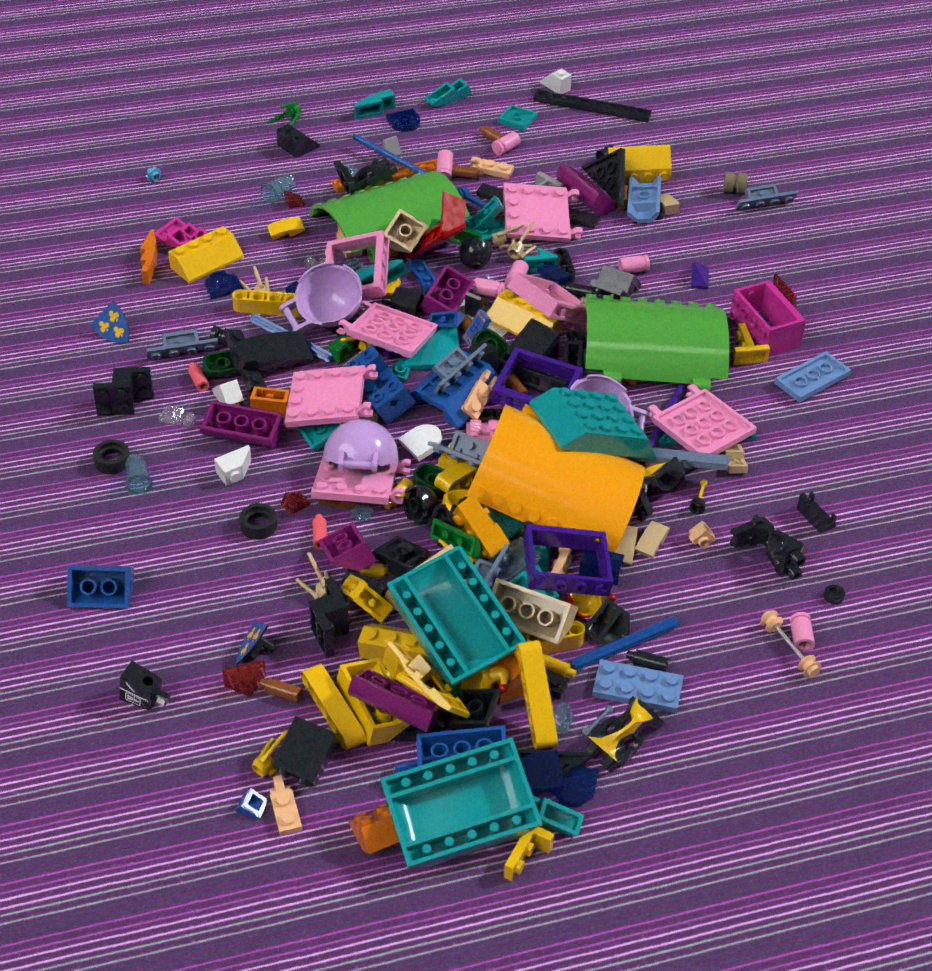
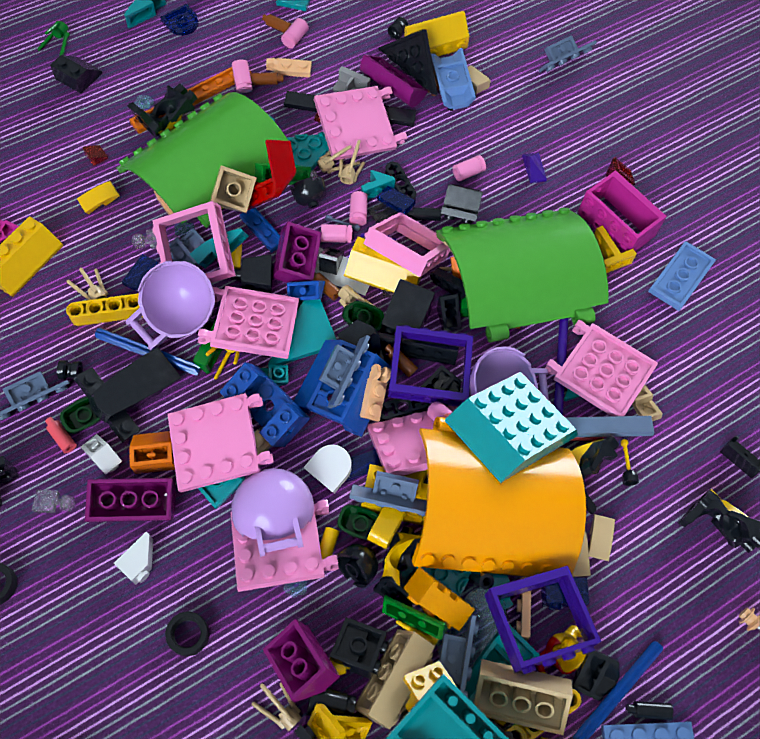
camera: 20 degrees left, 20 degrees up
(137, 476) = (30, 605): clear light blue plant -> none
(222, 284) = (50, 291): clear blue tile -> none
(275, 189) = (72, 144): clear light blue plant -> none
(294, 502) = (218, 590): clear red slope -> none
(319, 530) = (258, 628): coral cylinder -> none
(392, 145) = (178, 61): light grey slope -> none
(464, 192) = (270, 108): blue bar -> none
(479, 322) = (342, 296): blue tile -> none
(487, 215) = (308, 135): teal slope -> none
(701, 535) = (648, 520): light nougat plate -> none
(735, 182) = (532, 40): dark tan wheel -> none

